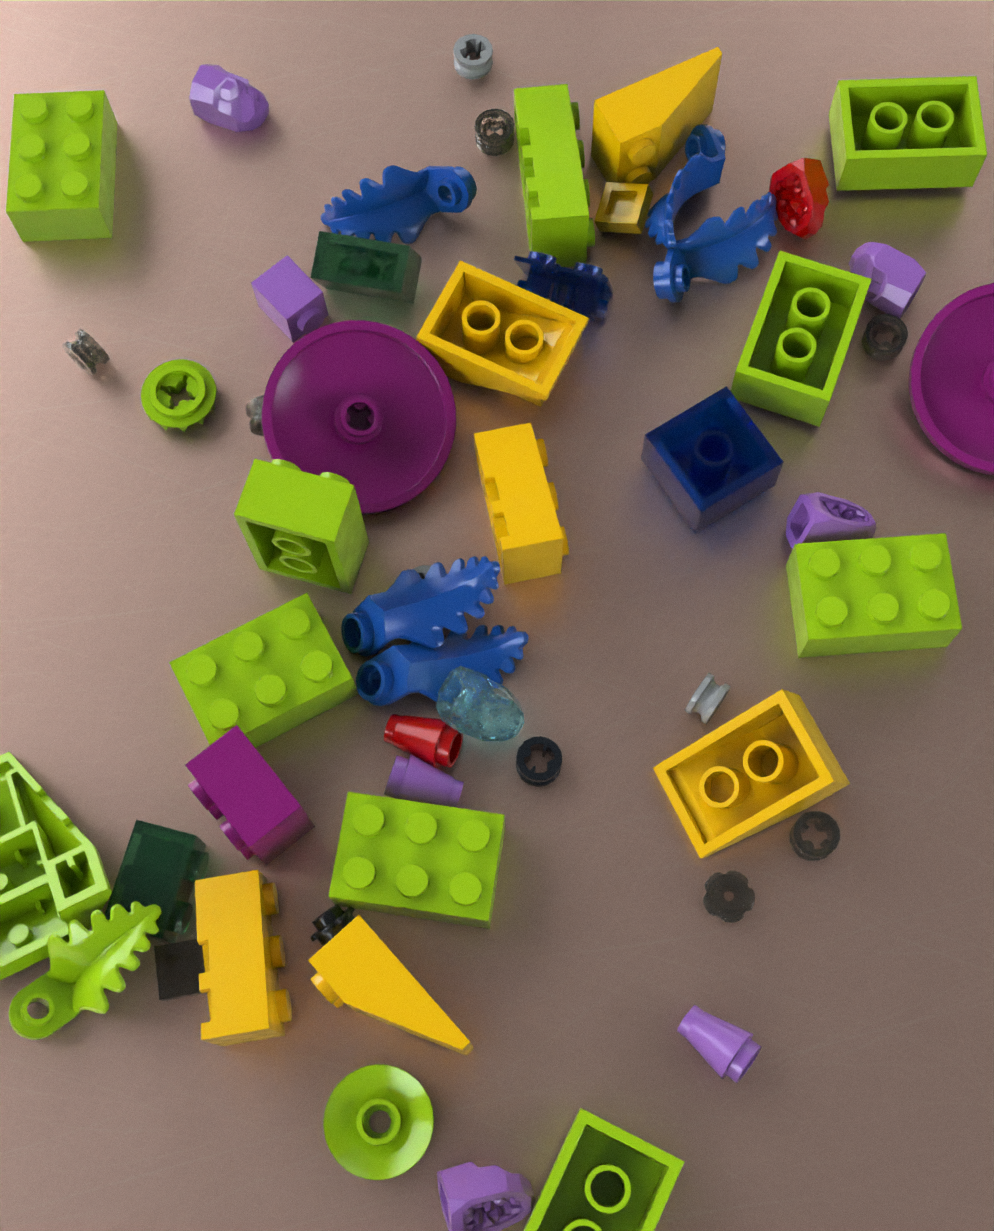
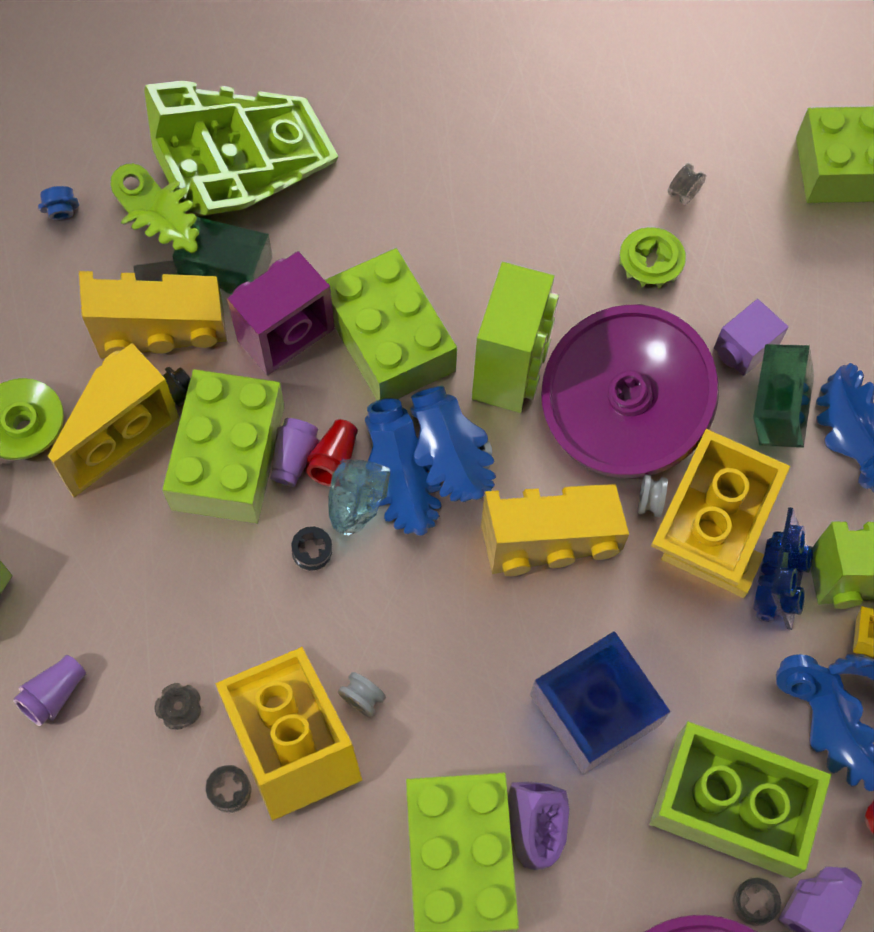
camera: 85 degrees right, 5 degrees down
(57, 1110) = (58, 202): none -> blue plate
(476, 405) = (652, 495): none -> light grey bush

